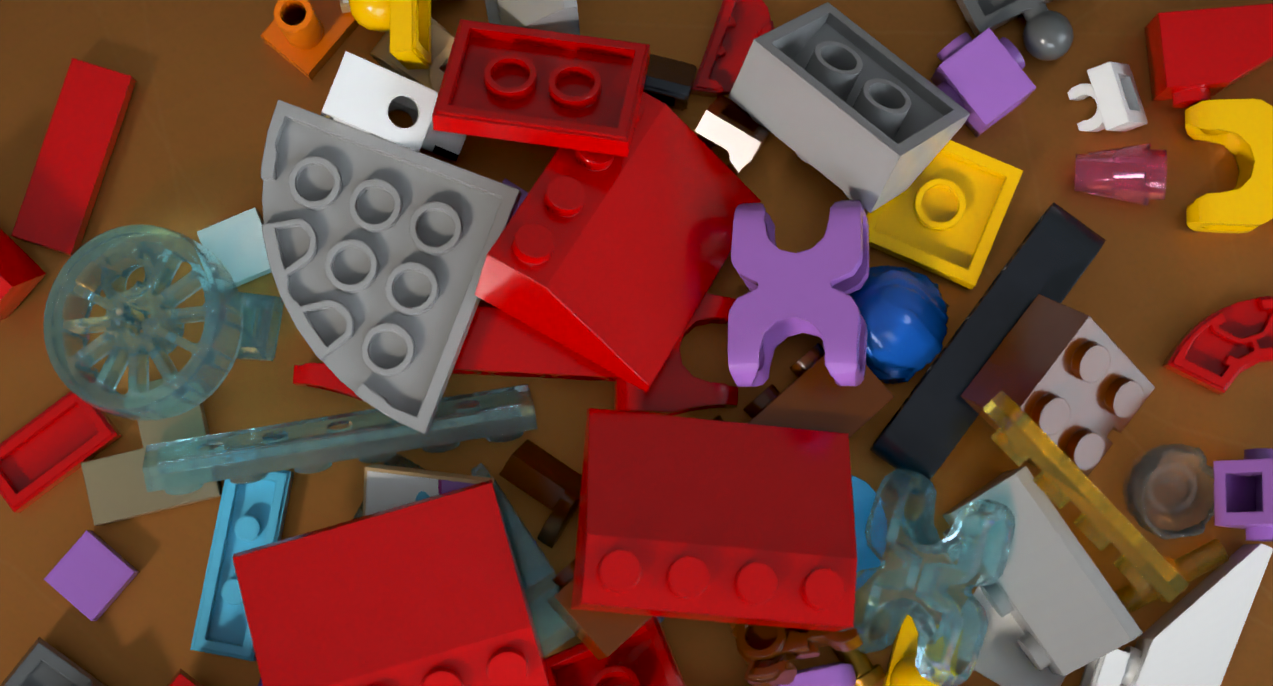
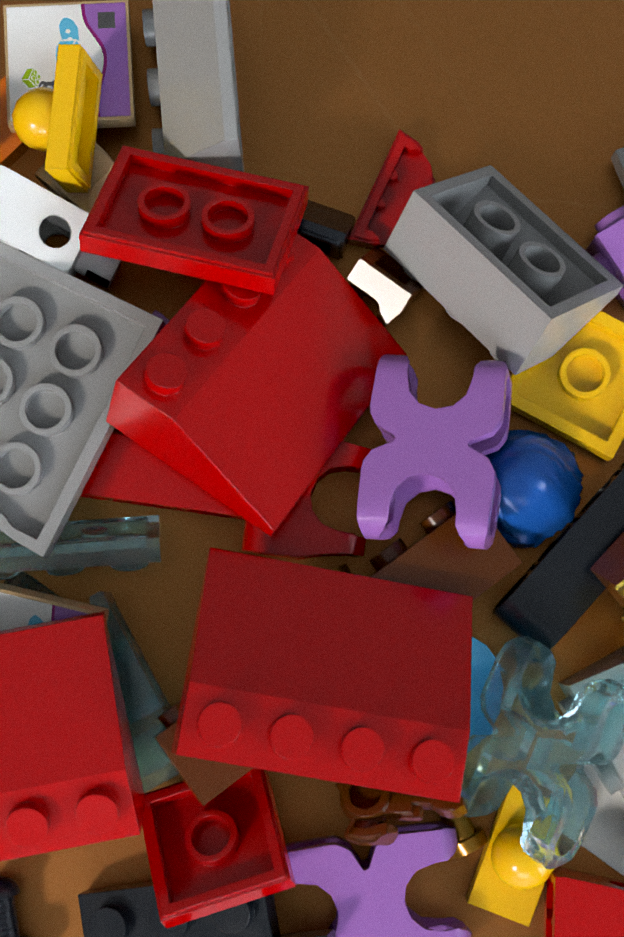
camera: 10 degrees right, 0 degrees up
(548, 483) = (166, 615): reddish brown tile -> none

